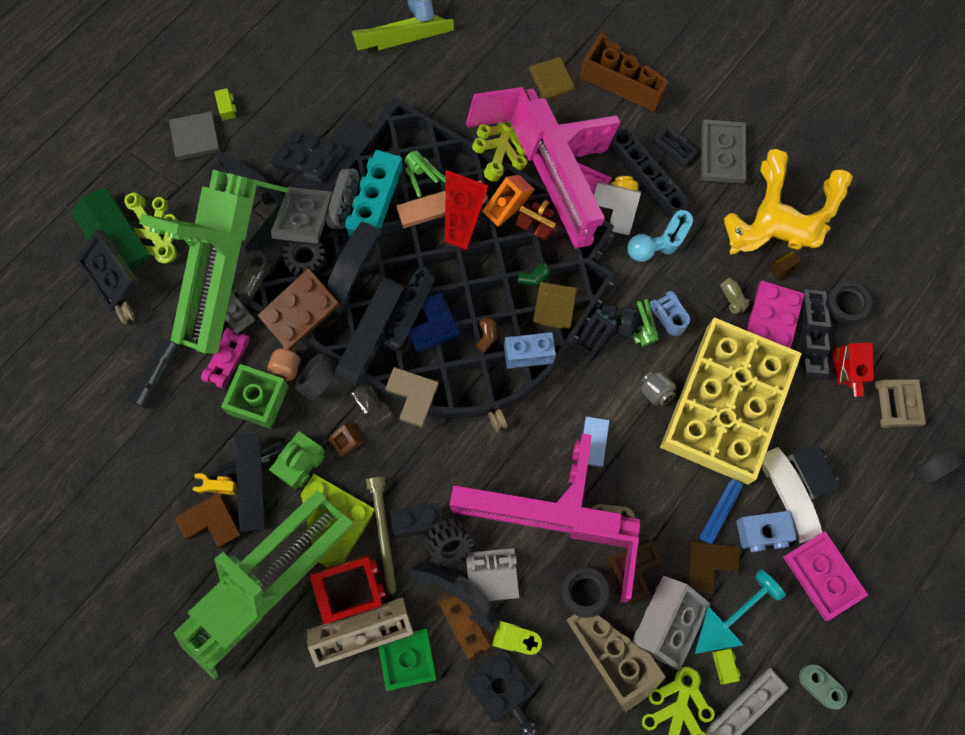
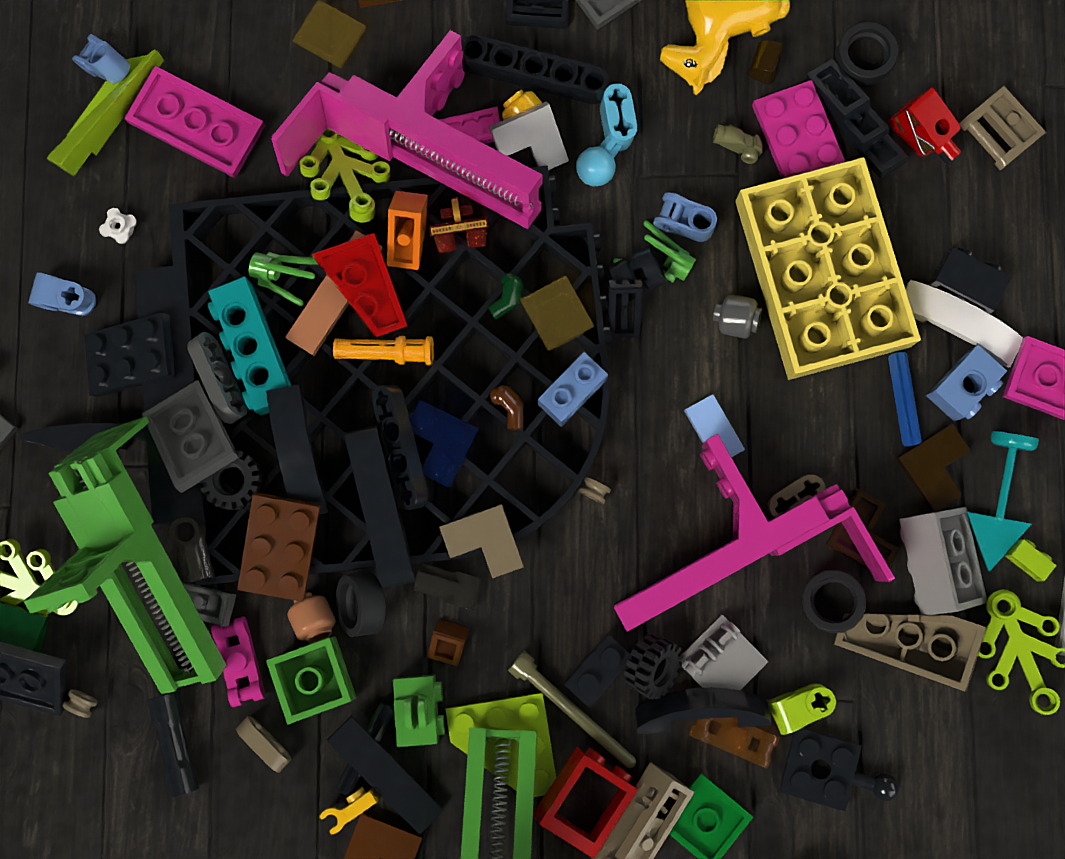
camera: 30 degrees left, 10 degrees up
(200, 411) = (263, 744): none -> dark tan beam
(300, 102) = (59, 294): none -> medium blue piece
(359, 96) = (120, 234): none -> white plate
(443, 69) = (195, 122): none -> dark pink plate
(451, 258) = (400, 349): none -> light orange pin

